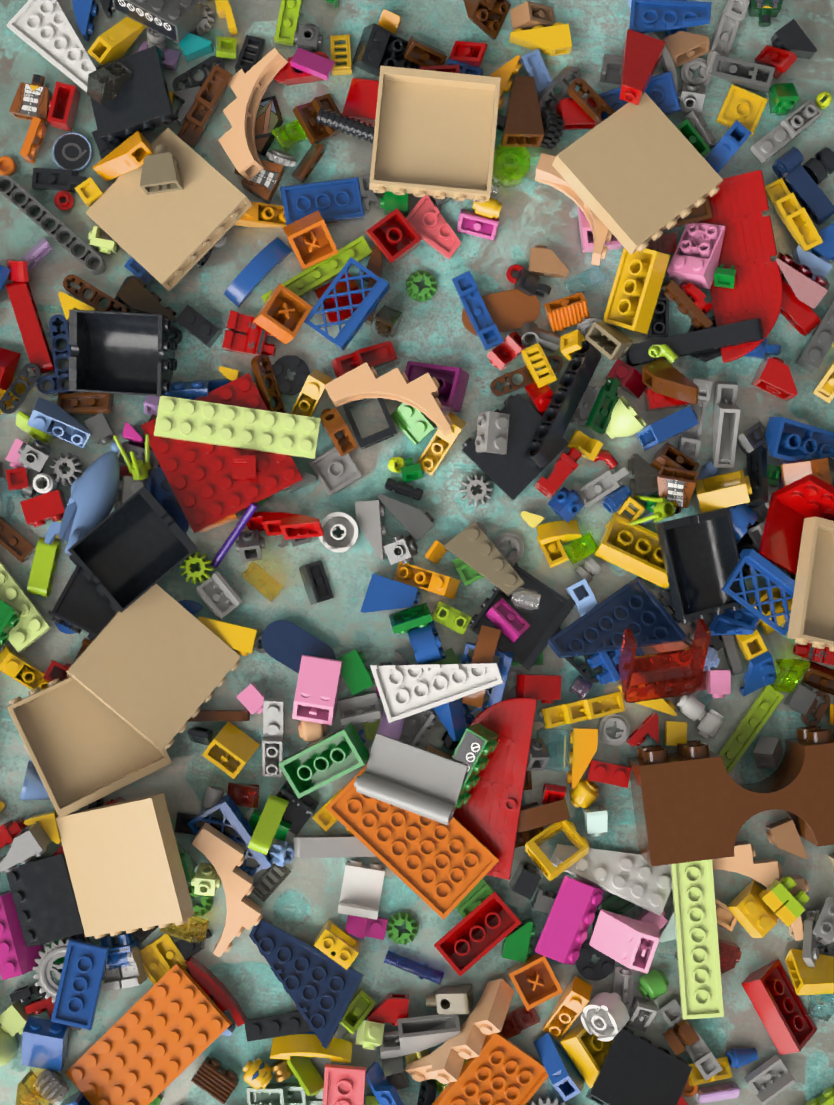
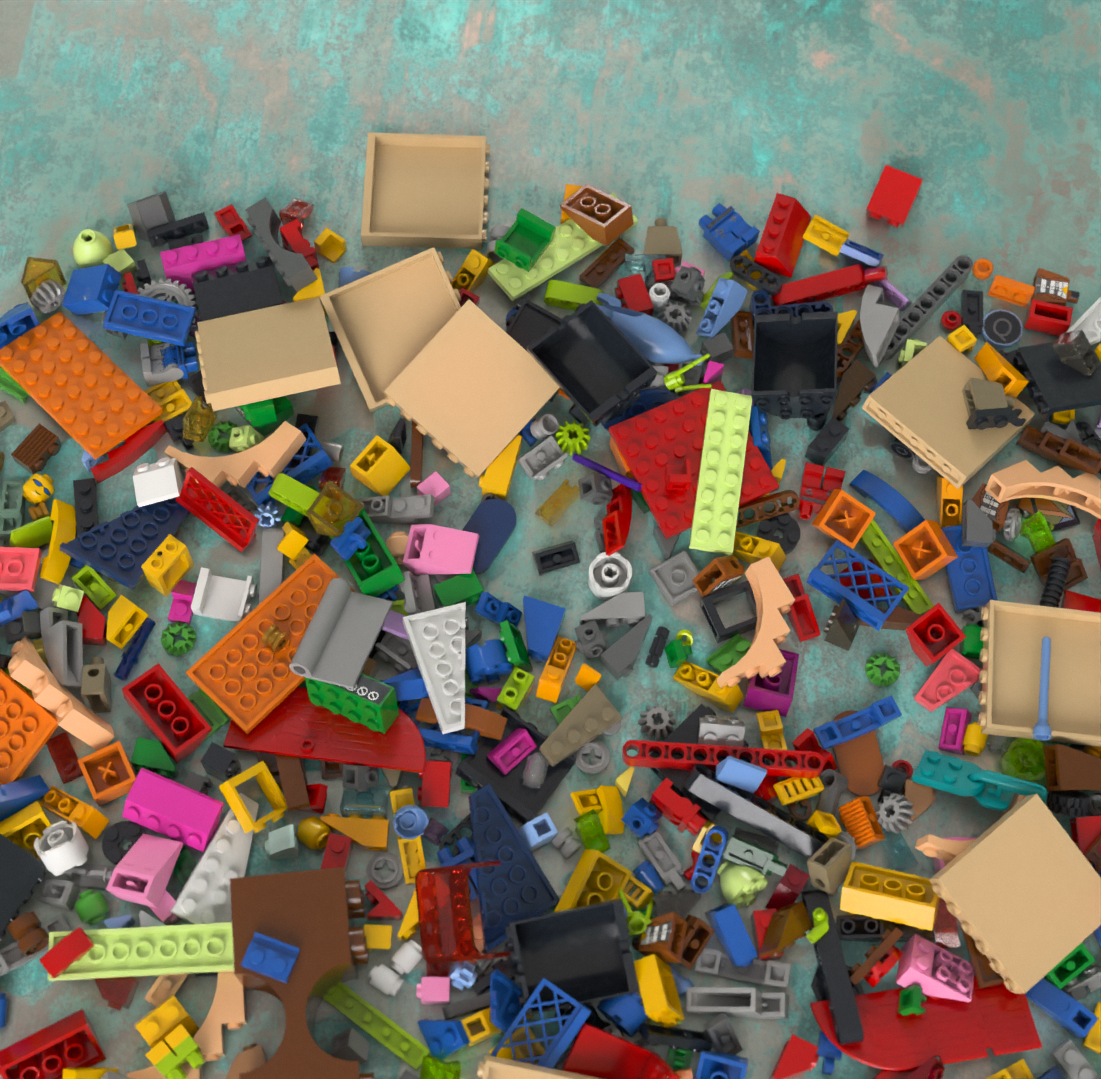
camera: 90 degrees right, 20 degrees down
(75, 272) = (877, 323): none -> light grey slope
(181, 162) = (994, 418): none -> black plate
(186, 594) = (544, 426): none -> light grey wheel
(252, 960) = (157, 481): none -> white slope
(283, 902) = (218, 518): none -> red fence
(284, 791) = (333, 510): none -> clear yellow slope
(288, 191) = (976, 526): none -> dark grey slope
(308, 827) = (293, 541): none -> yellow panel
(315, 773) = (351, 539): none -> blue hips
(373, 634) = (497, 611): none -> blue slope
(389, 980) = (123, 621): none -> yellow slope
(413, 839) = (275, 638): none -> pearl gold wheel
(454, 643) = (486, 693): none -> magenta slope
(488, 387) = (771, 730): none -> yellow slope
(492, 145) = (1041, 730): none -> medium blue piece
(521, 422) = (711, 753): none -> red beam
(530, 215) = (967, 779): none -> teal plate
(535, 417) = (740, 774): none -> medium blue slope
(561, 281) = (895, 813): none -> light grey gear
(578, 709) = (410, 821): none -> medium blue hair
(614, 446) = (705, 869): none -> blue beam
(668, 959) = (120, 922): none -> light blue slope
(703, 1002) = (66, 952): none -> red slope
(721, 826) = (270, 957): none -> blue plate

